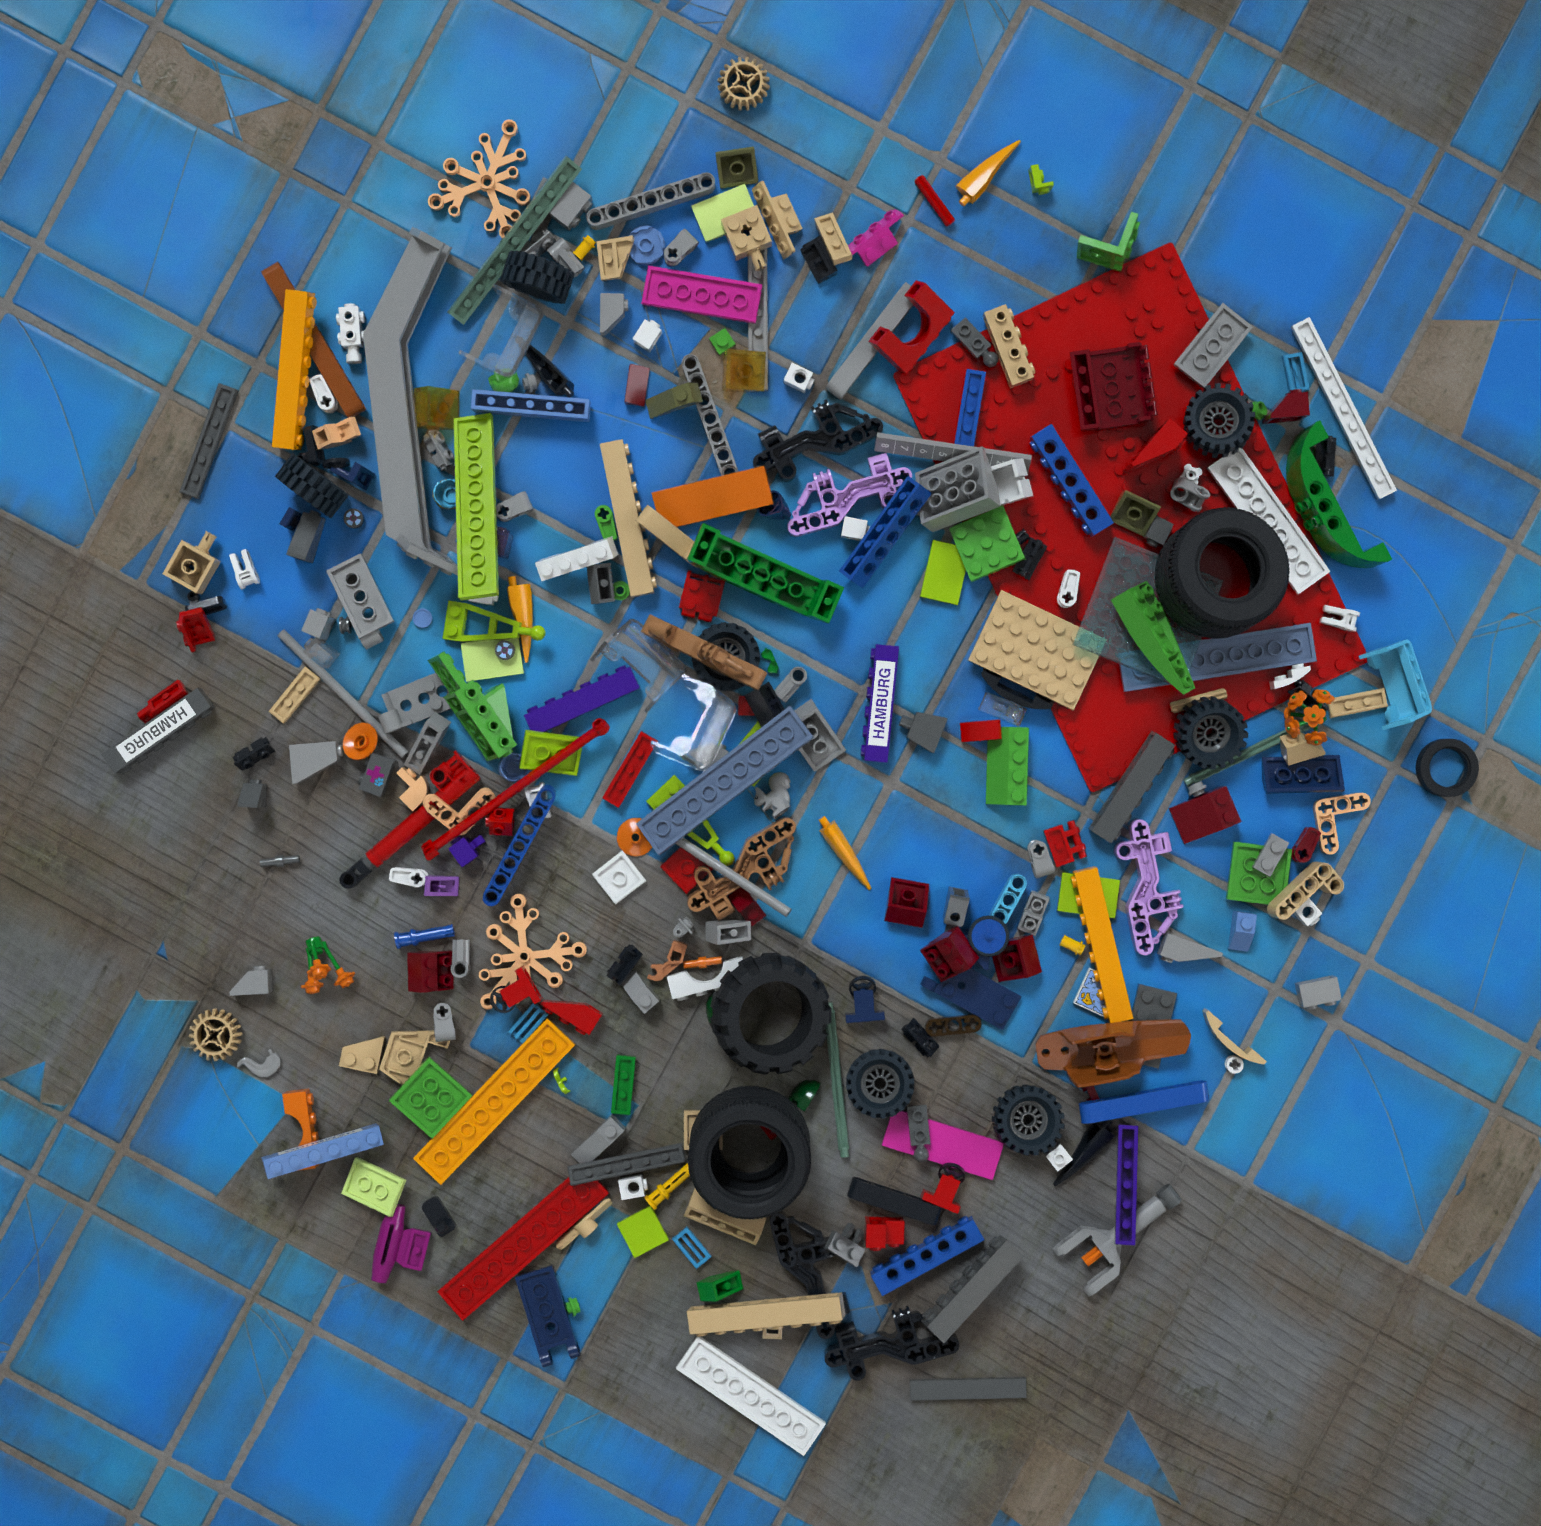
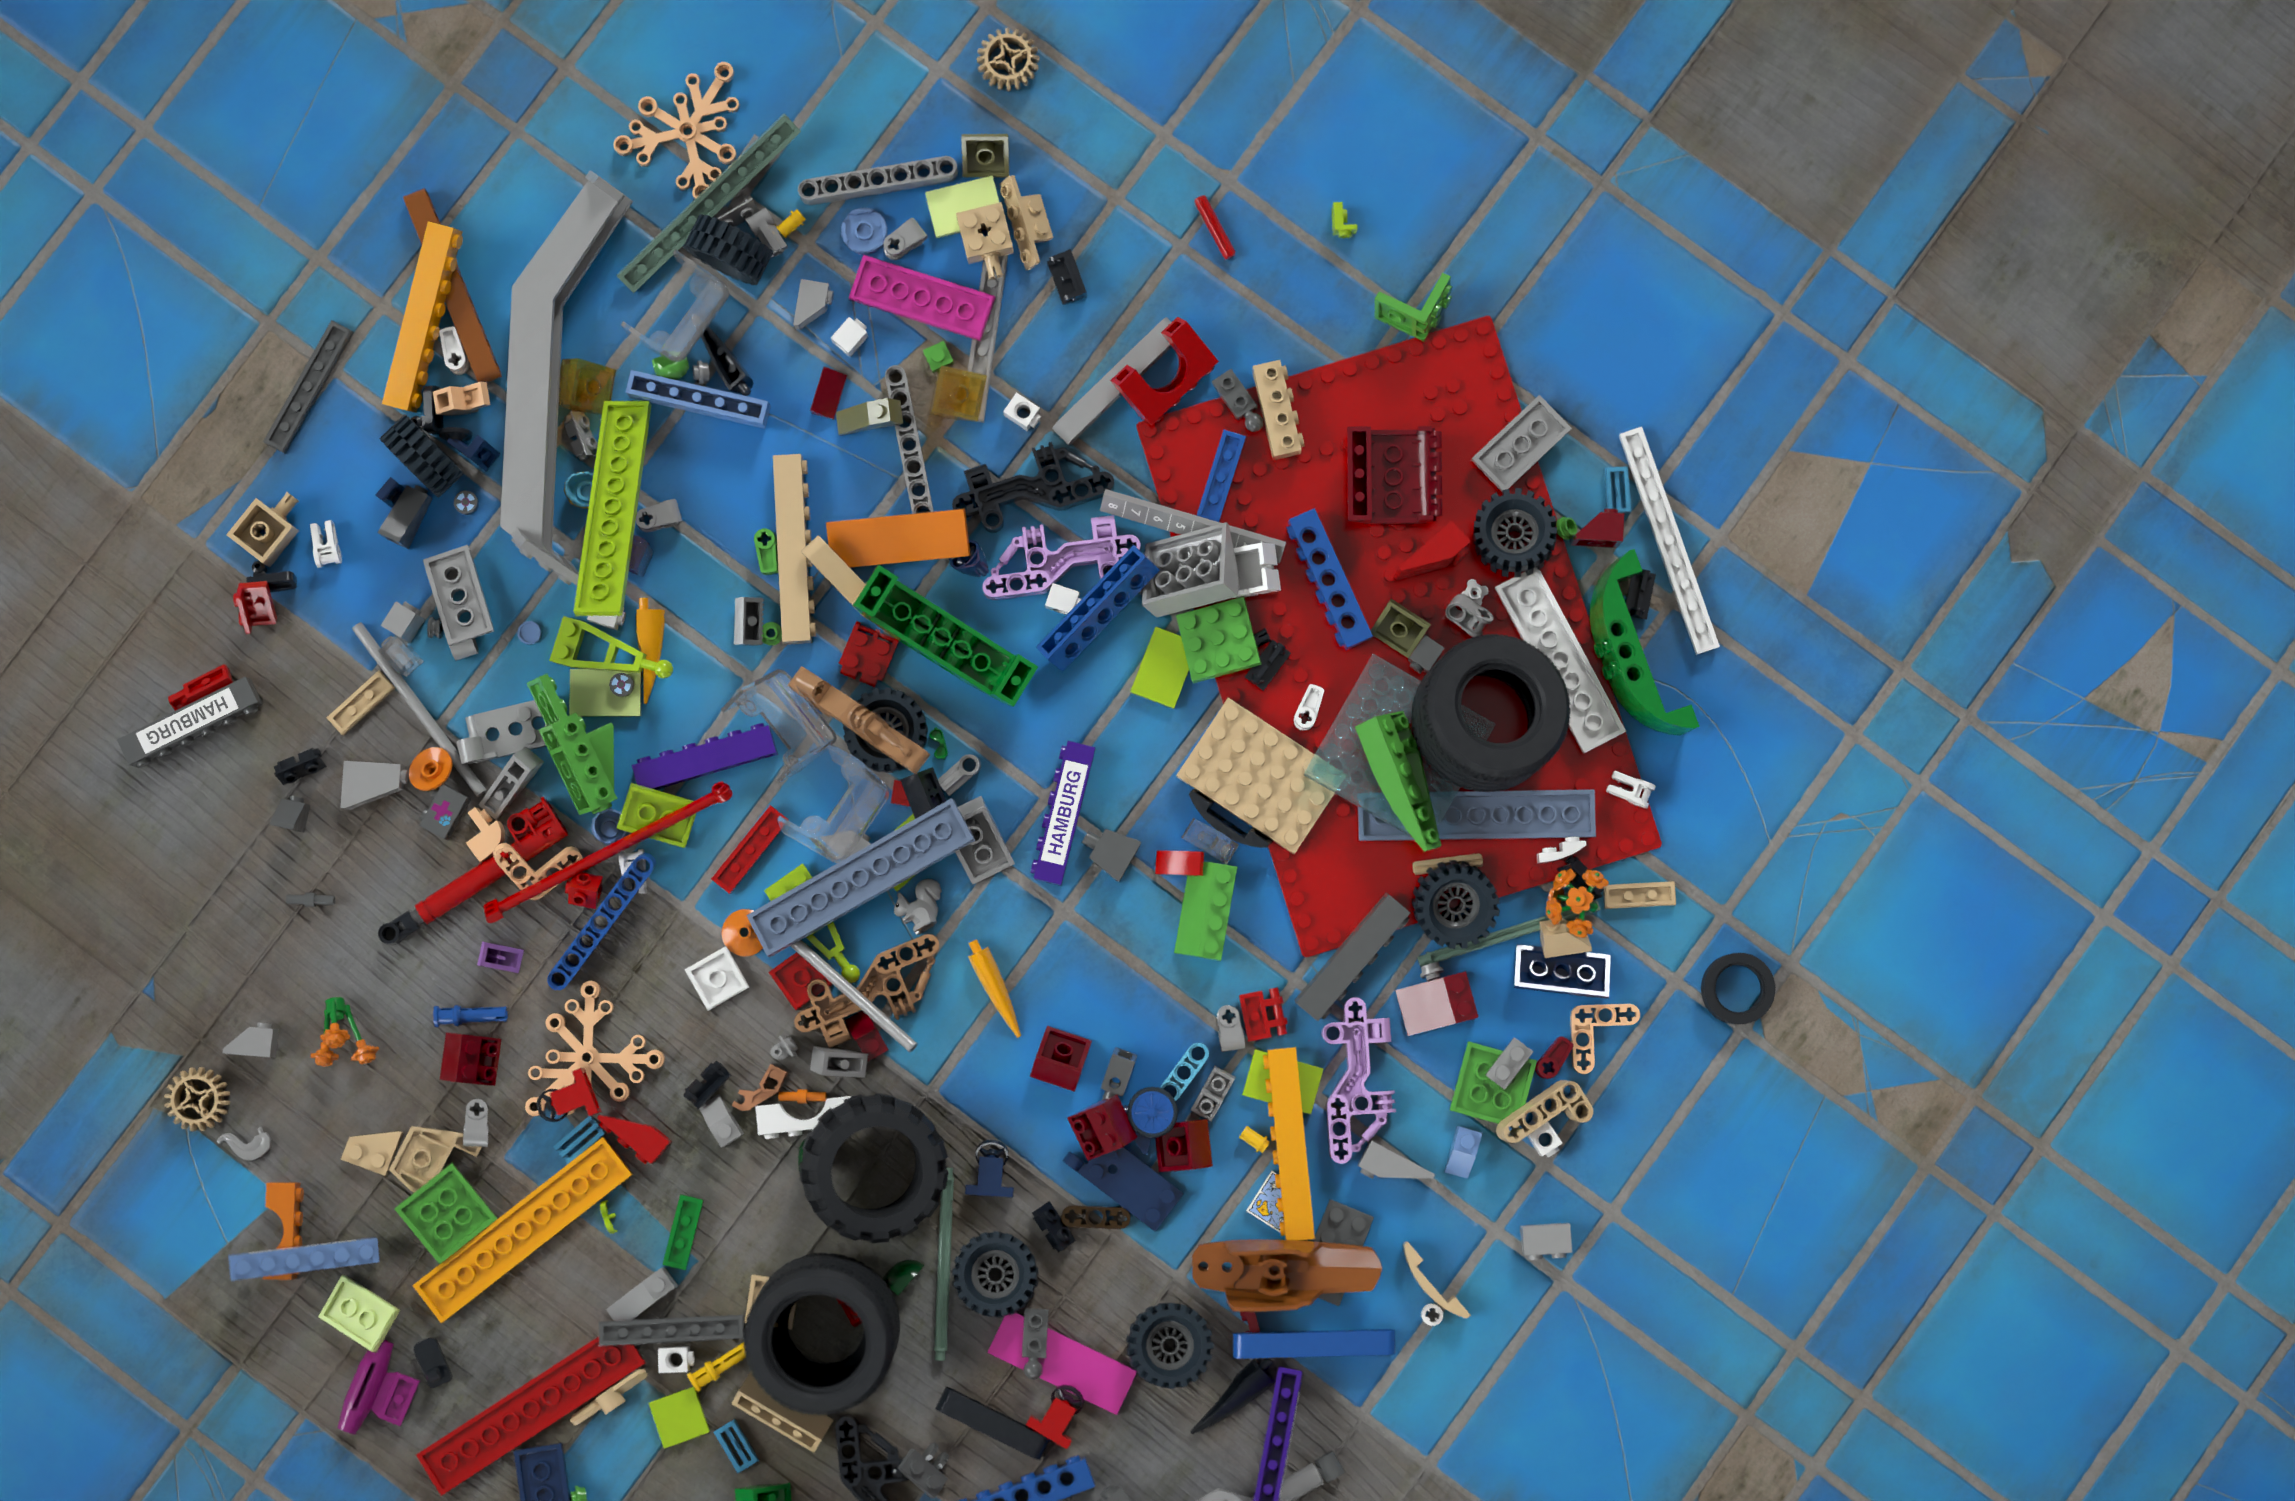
camera: 10 degrees right, 5 degrees down
(354, 326) = (502, 275): white brick -> none
(407, 876) = (461, 940): white piece -> none
(461, 955) = (510, 1045): light grey piece -> none
(464, 850) = (535, 918): dark purple brick -> none
(571, 206) = (782, 173): light grey brick -> none
(576, 559) = (724, 587): white arch -> none
(614, 256) = (824, 238): tan wing -> none
(833, 239) = (1086, 254): tan plate -> none
(876, 239) = (1135, 265): dark pink bracket -> none
(883, 1231) = (973, 1458): red brick -> none
(977, 181) = (1270, 210): light orange piece -> none
(1058, 1156) = (1200, 1396): white brick -> none
(1401, 681) = (1696, 875): medium azure windscreen -> none

